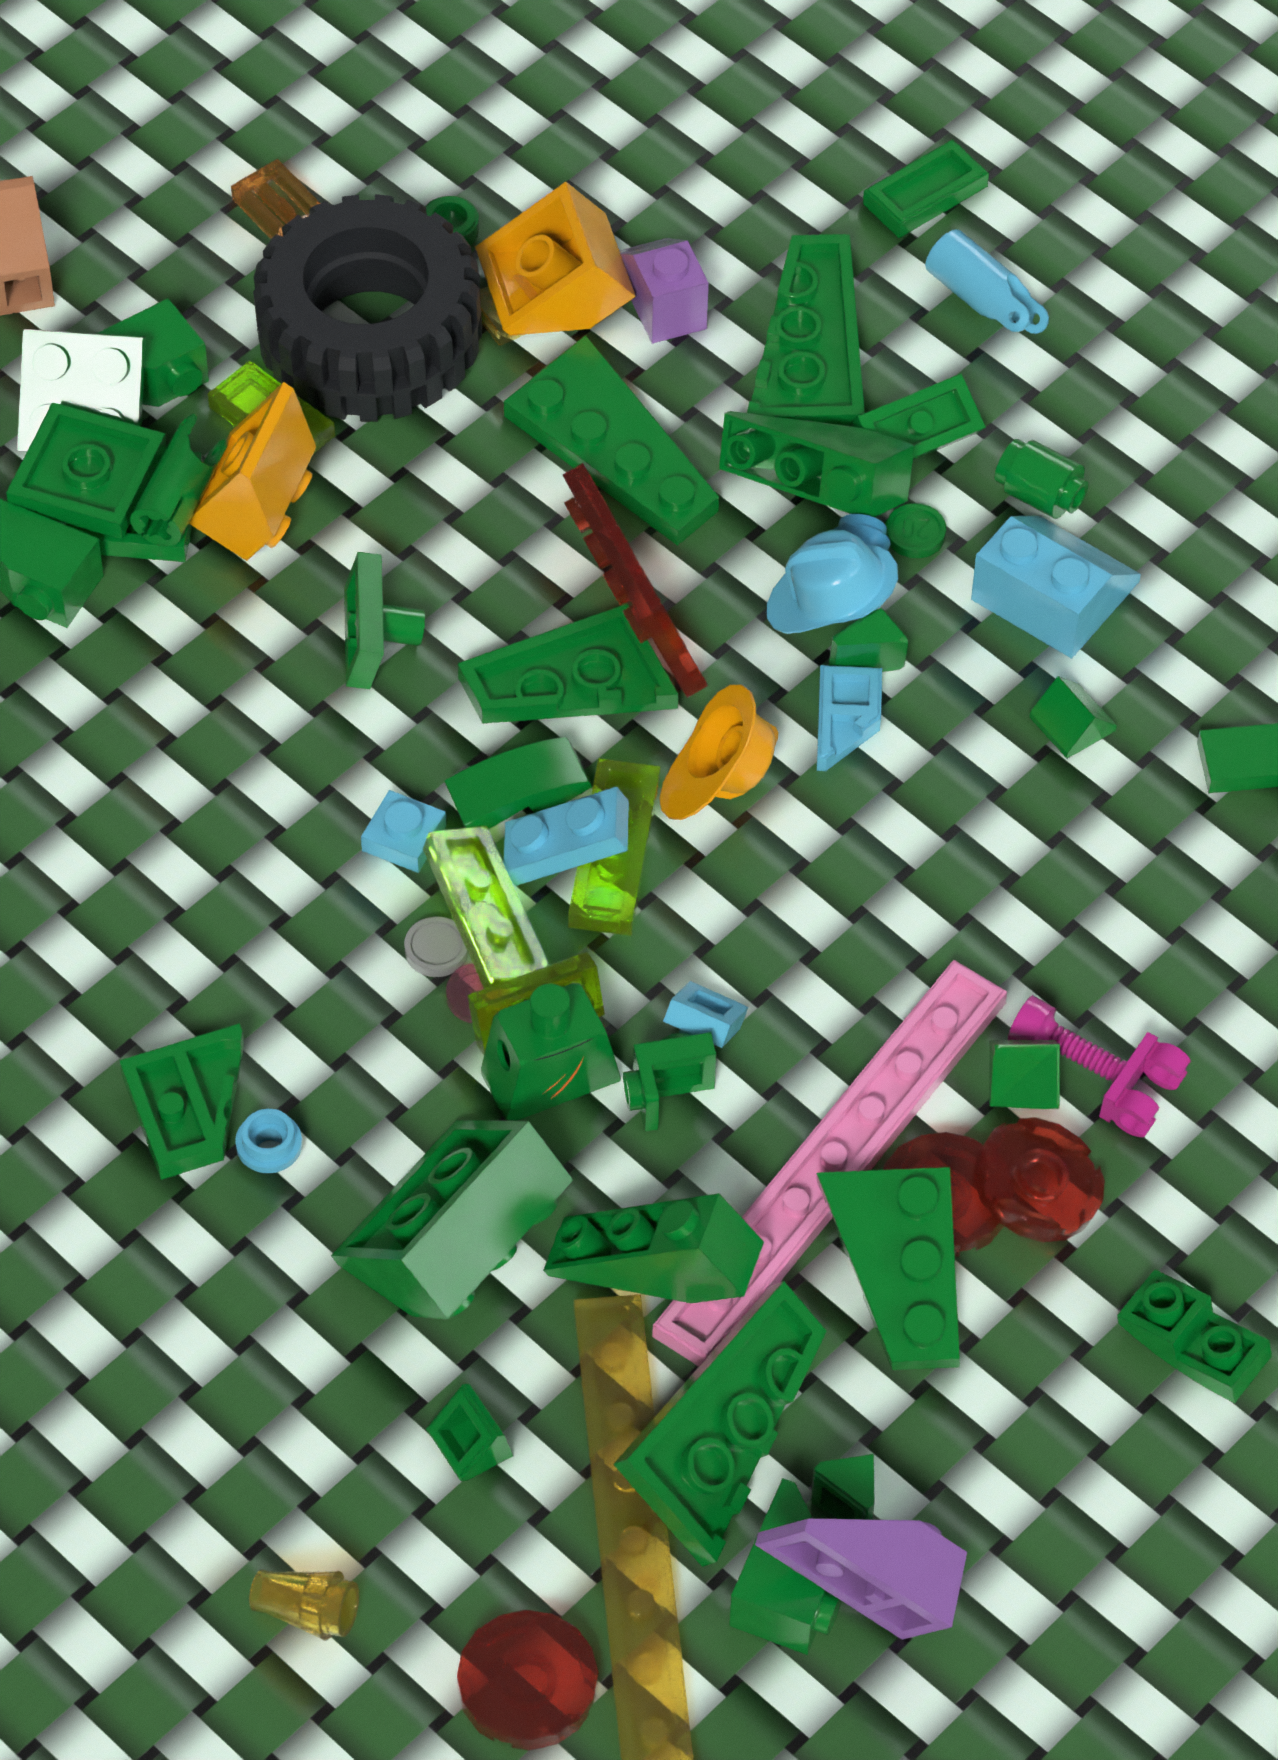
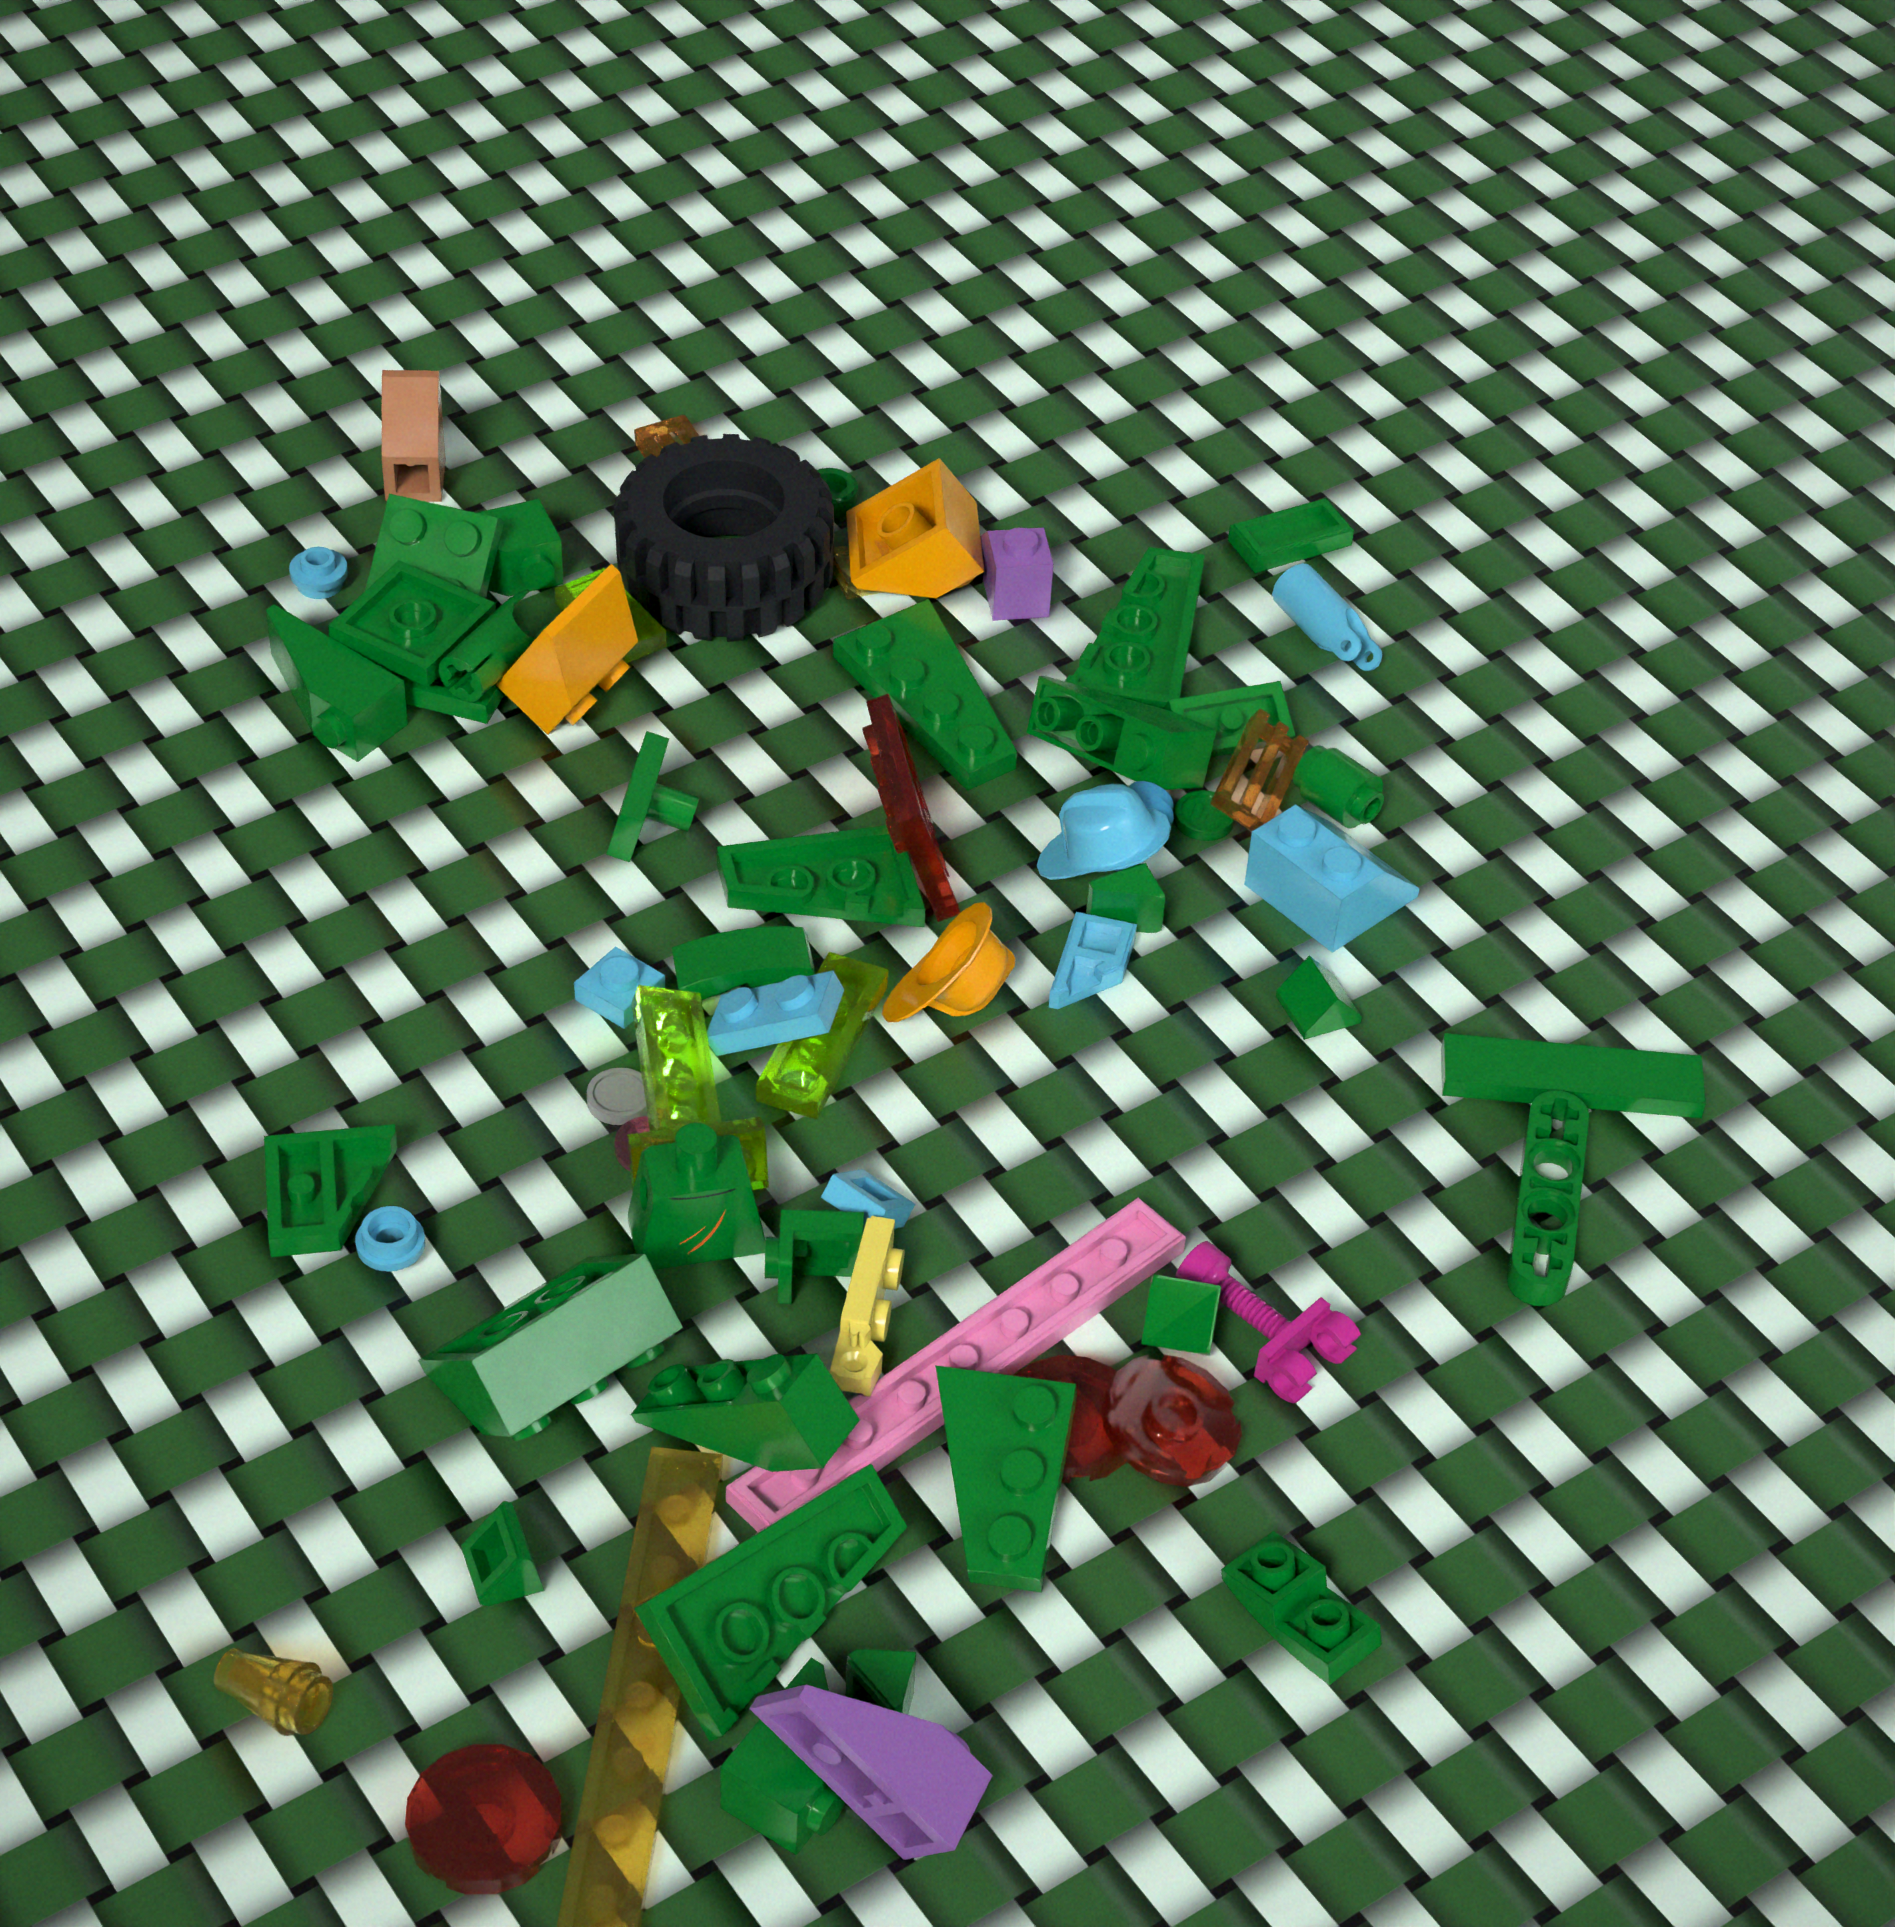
camera: 10 degrees right, 10 degrees down
(736, 1133) = (865, 1312): none -> light yellow hinge
(982, 480) = (1276, 741): none -> clear orange tile

